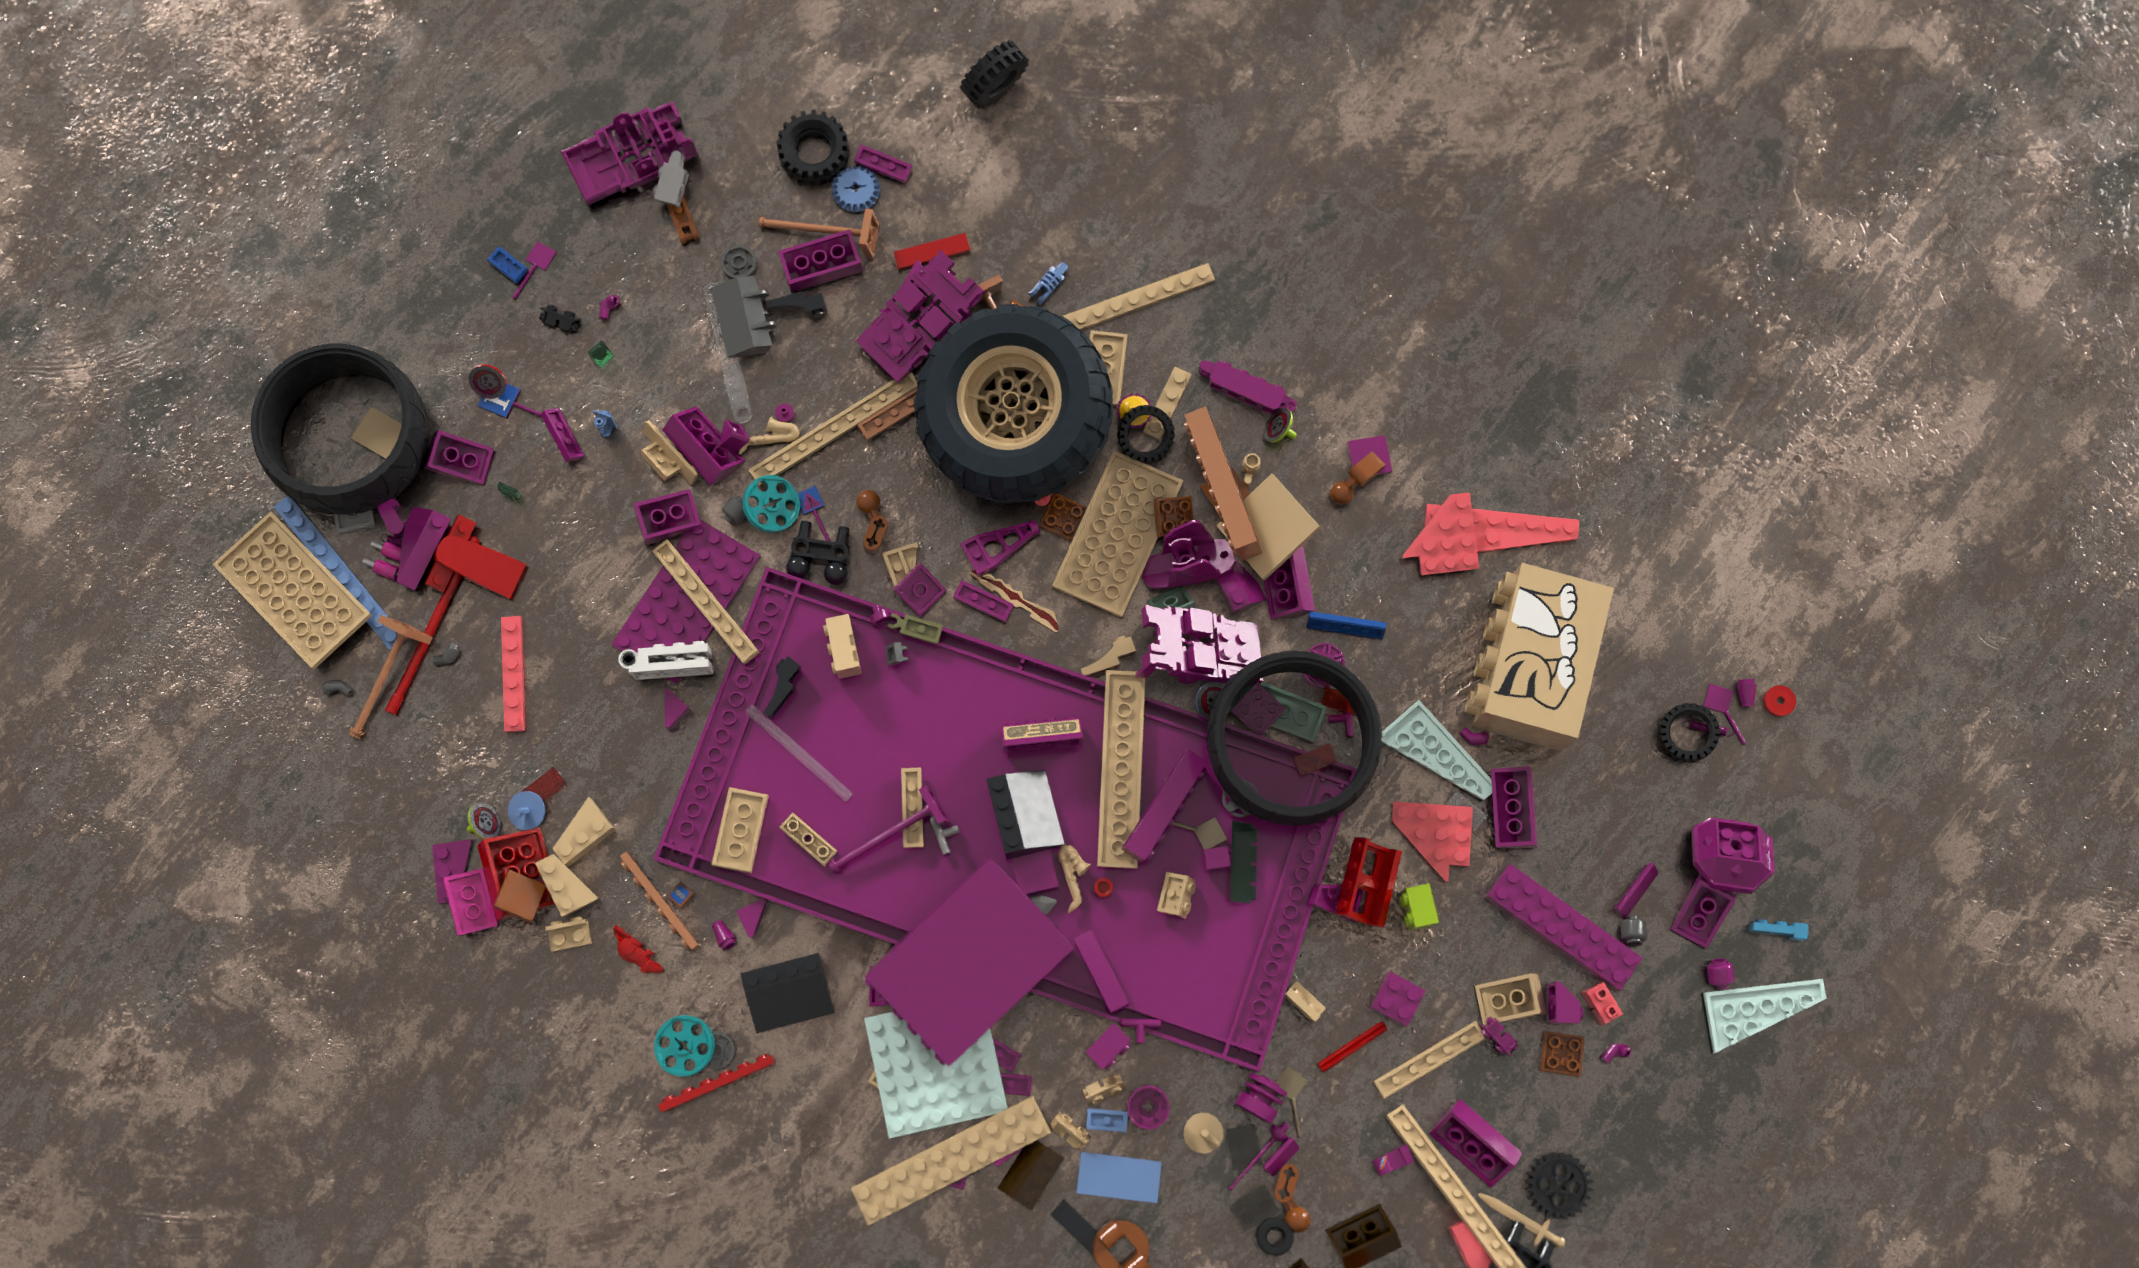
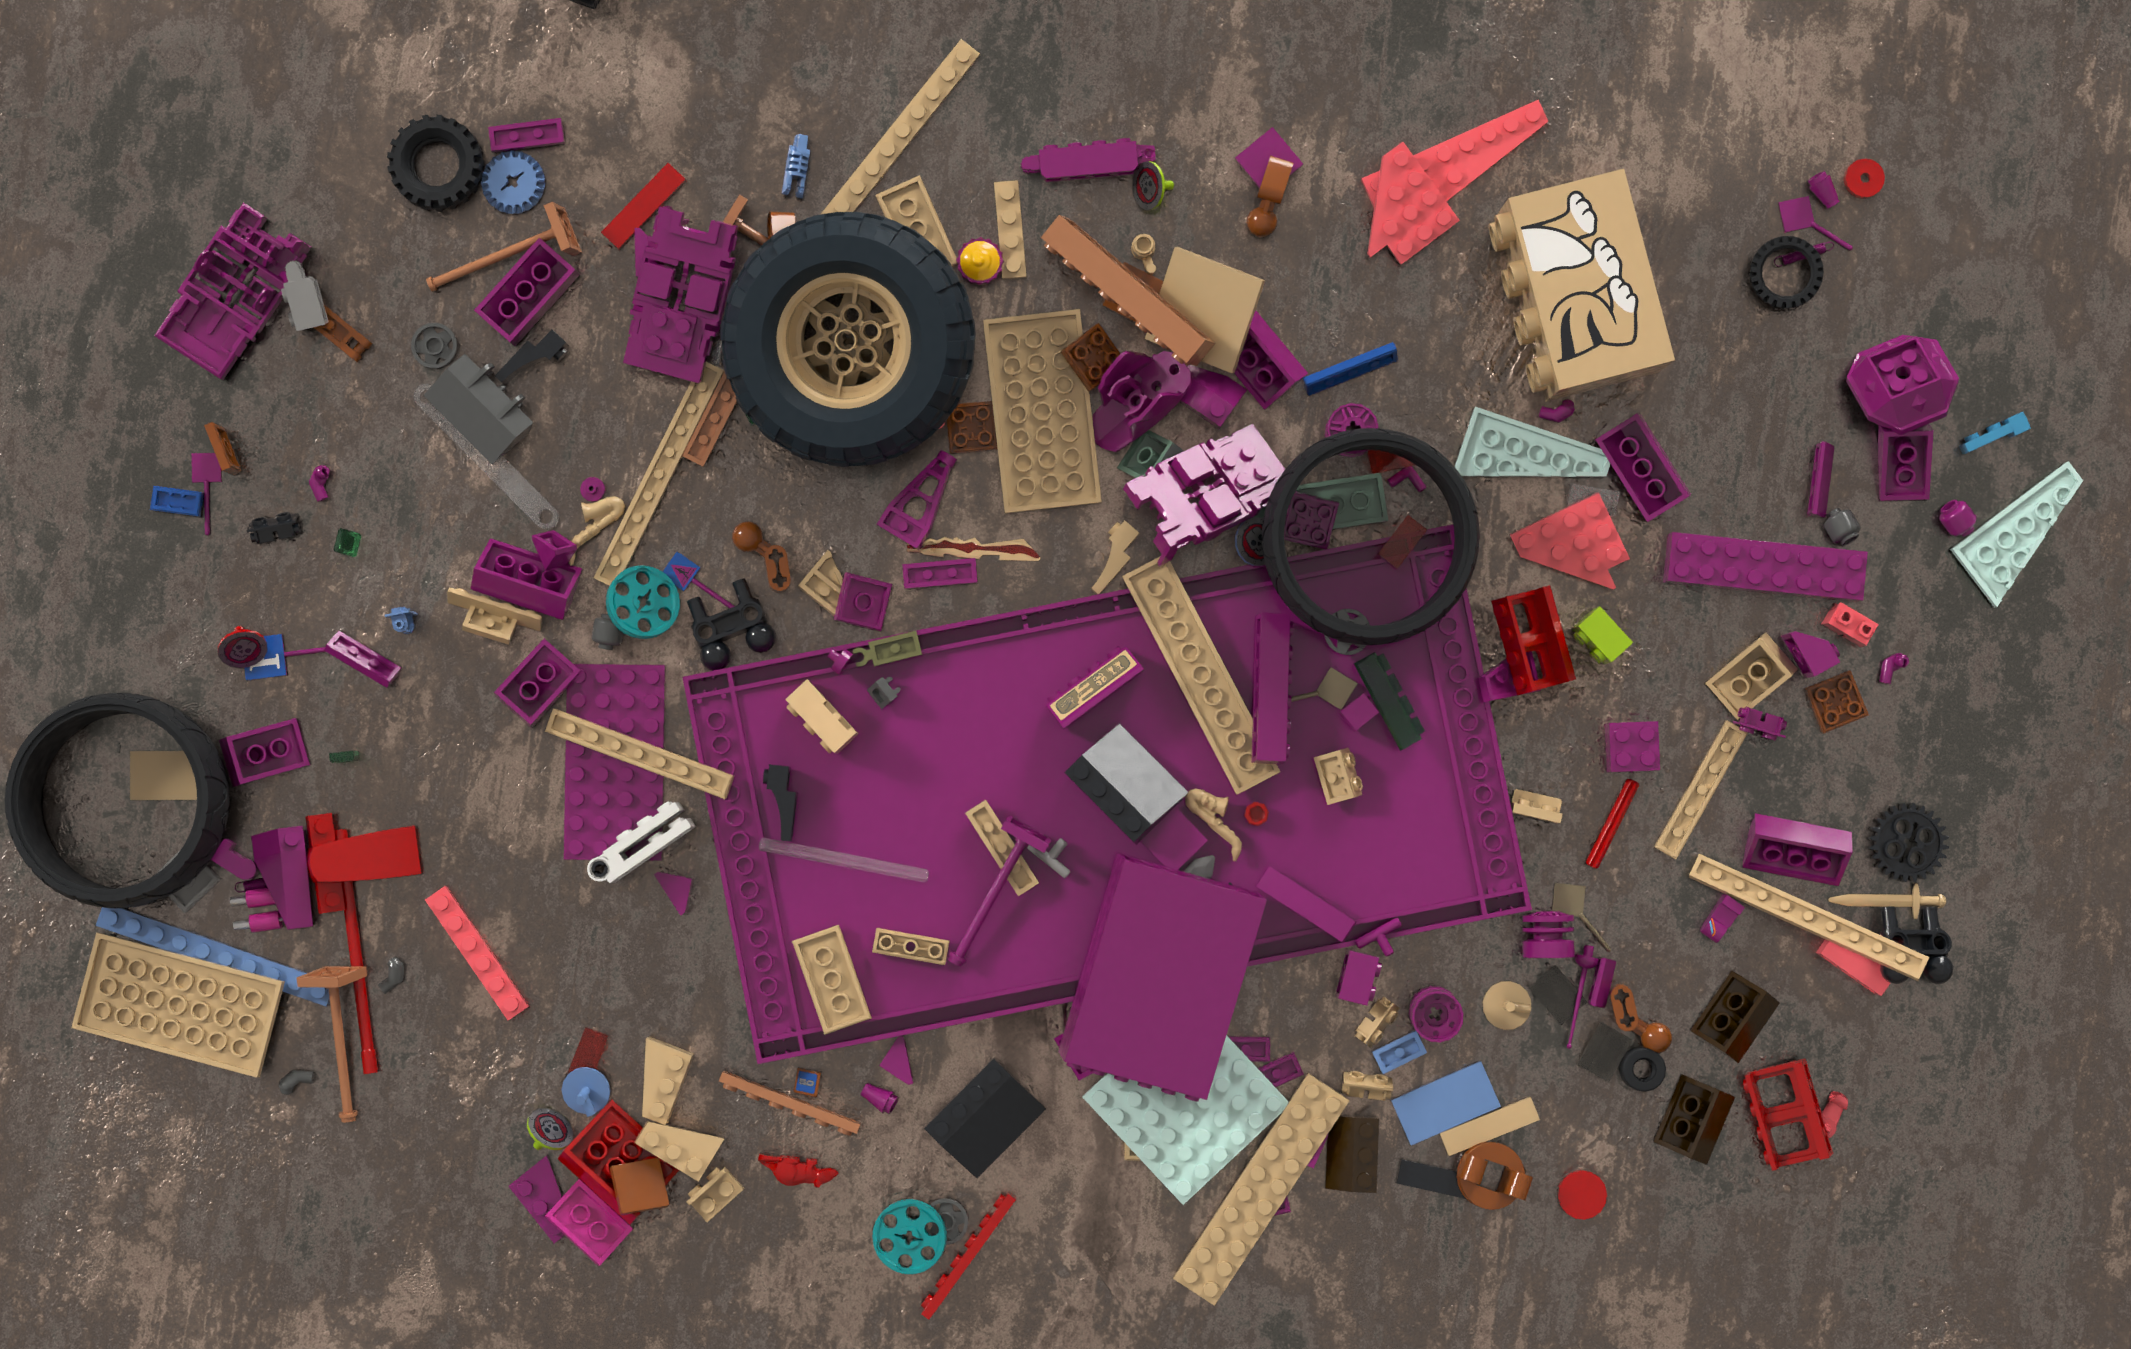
camera: 30 degrees left, 10 degrees up
(558, 246) = (223, 448): none -> dark orange tile
(1141, 1213) = (1489, 1126): none -> tan tile
(1166, 443) = (1035, 286): black tyre -> none

